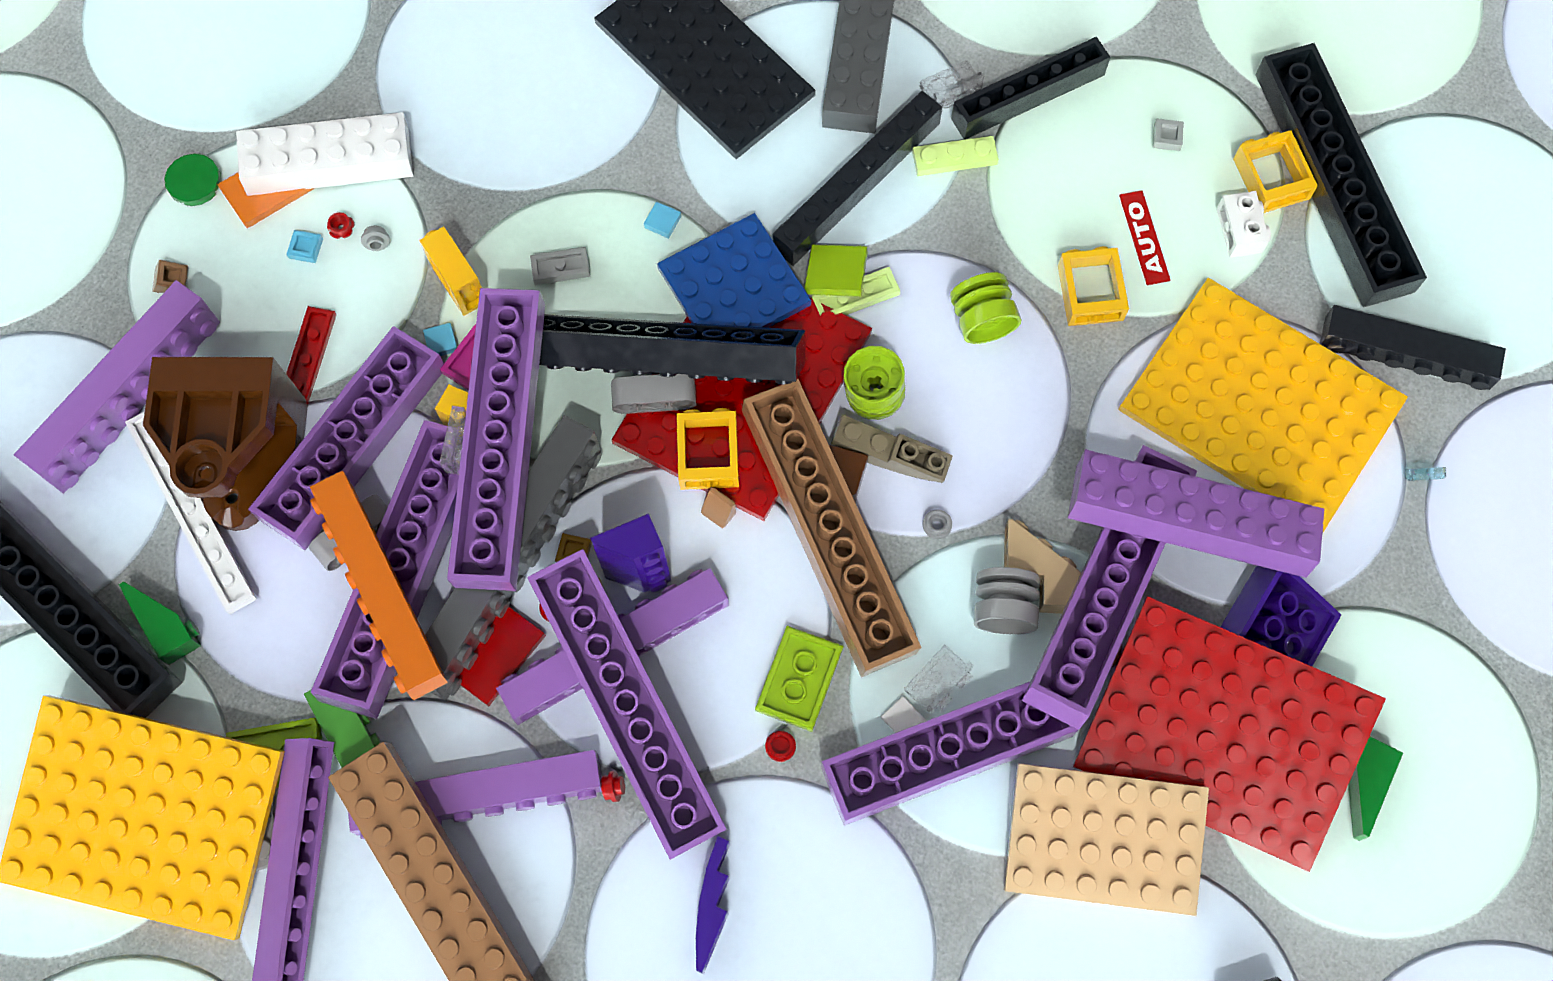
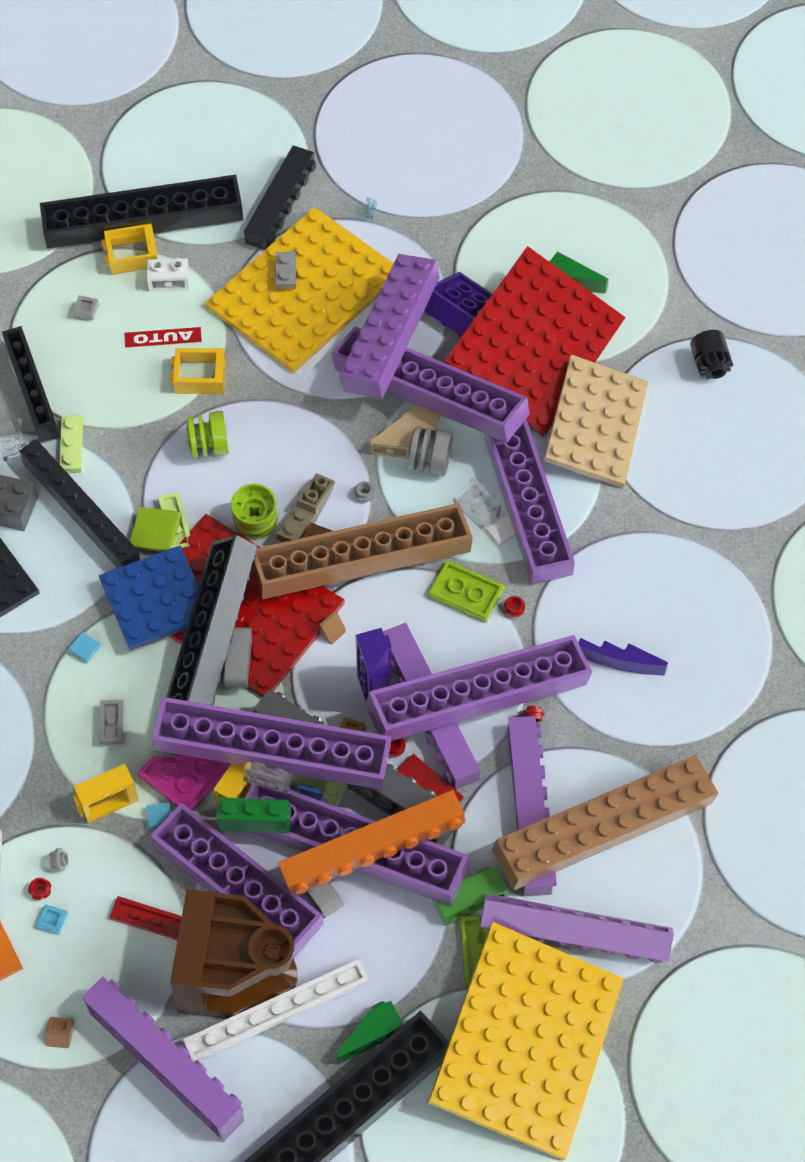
camera: 85 degrees left, 10 degrees down
(414, 436) = (254, 815): none -> green brick
(713, 476) = (285, 640): yellow window -> none
(1280, 370) = (286, 270): none -> light grey plate

